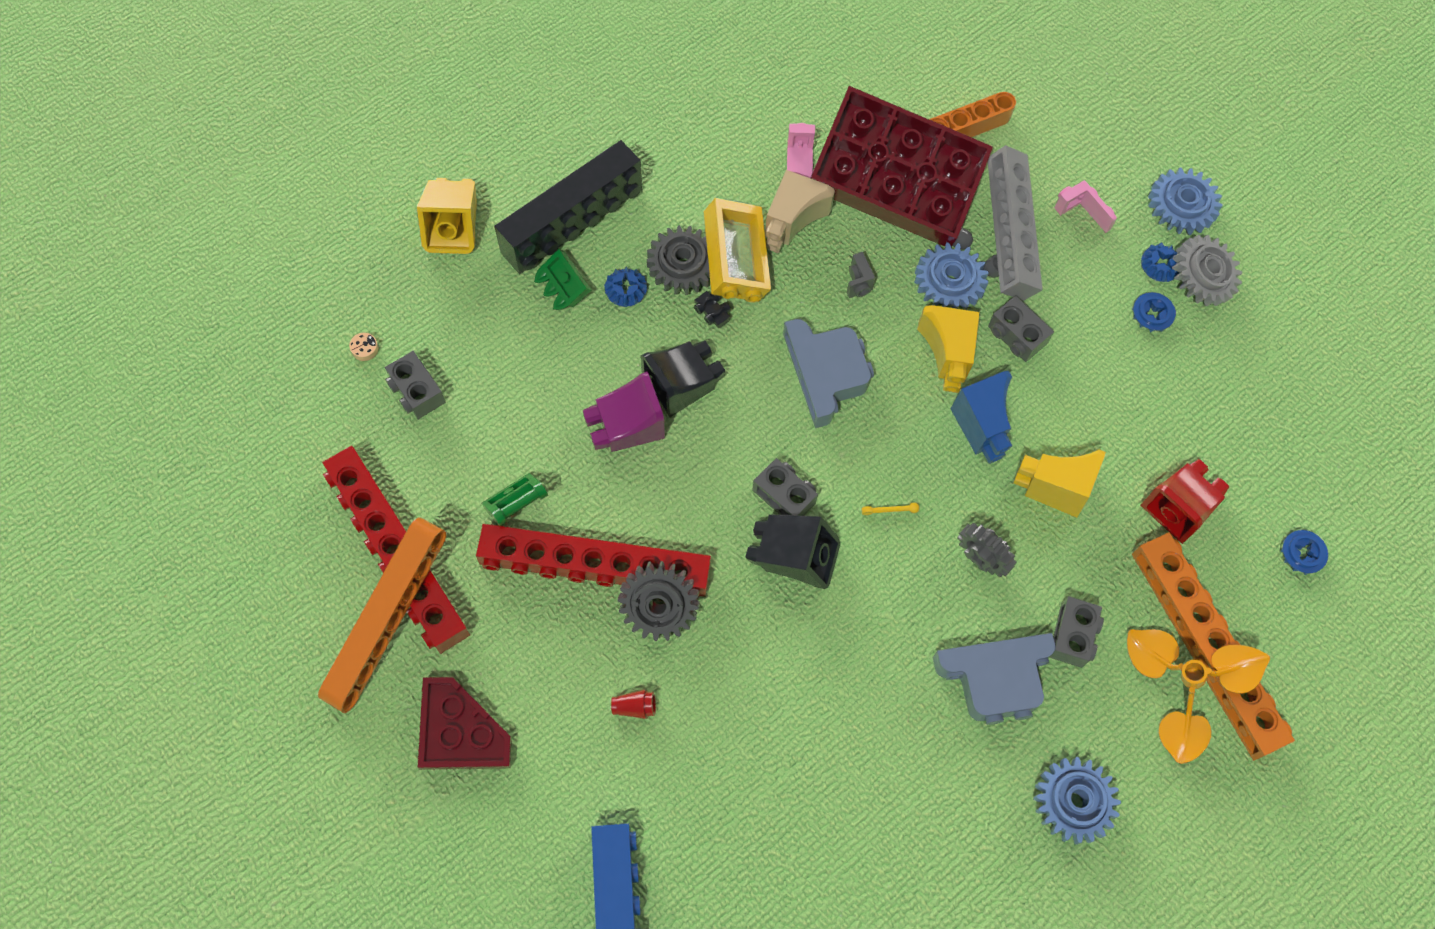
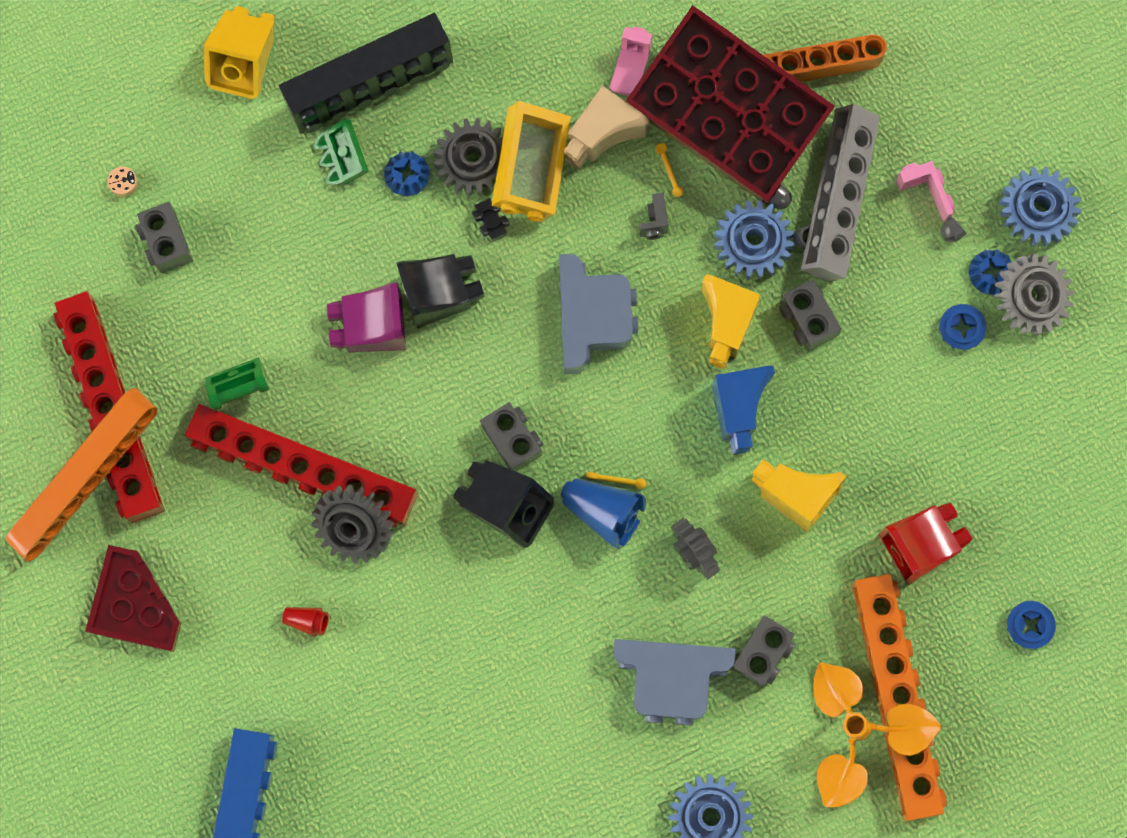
camera: 20 degrees right, 10 degrees up
(846, 223) = (661, 149): none -> yellow hinge
(890, 534) = (604, 509): none -> blue cone
(1118, 235) = (952, 231): none -> dark grey hinge

